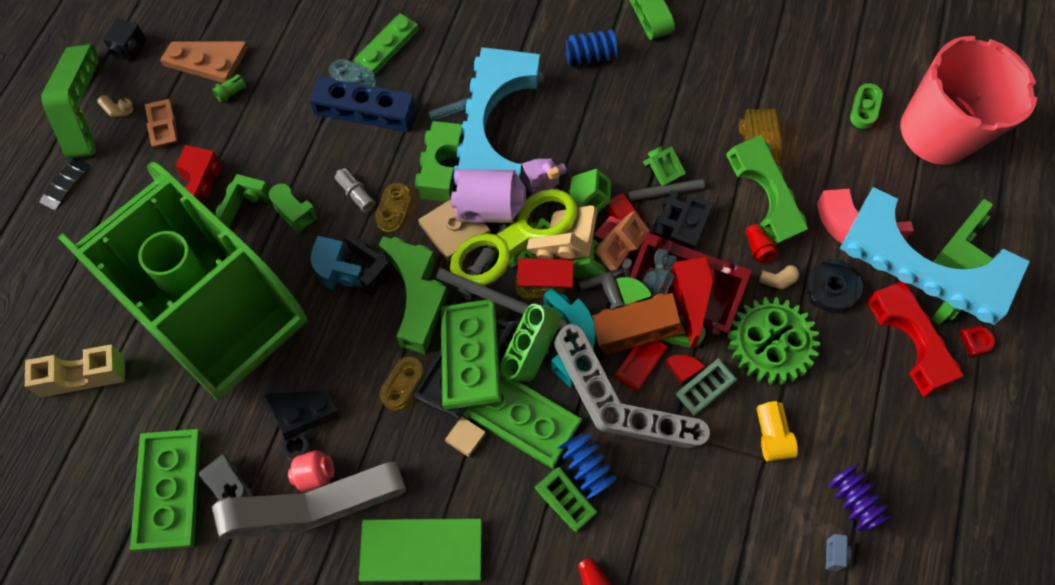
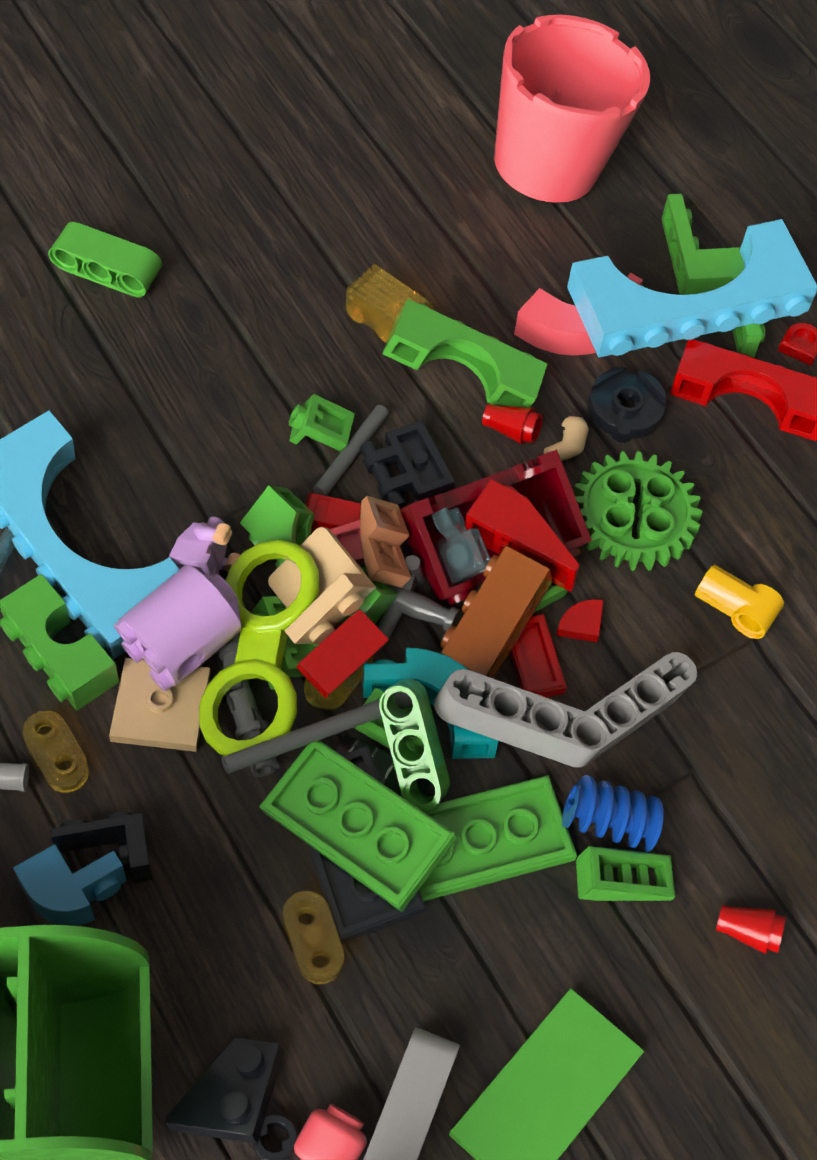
camera: 55 degrees left, 5 degrees down
(423, 296) = (225, 818): bright green arch -> none
(465, 436) = (450, 922): tan tile -> none
(591, 47) = (90, 357): blue piece -> none
(632, 290) = (454, 584): bright green tile -> none
(716, 366) = (627, 588): sand green slope -> none
(866, 108) = (458, 193): bright green plate -> none

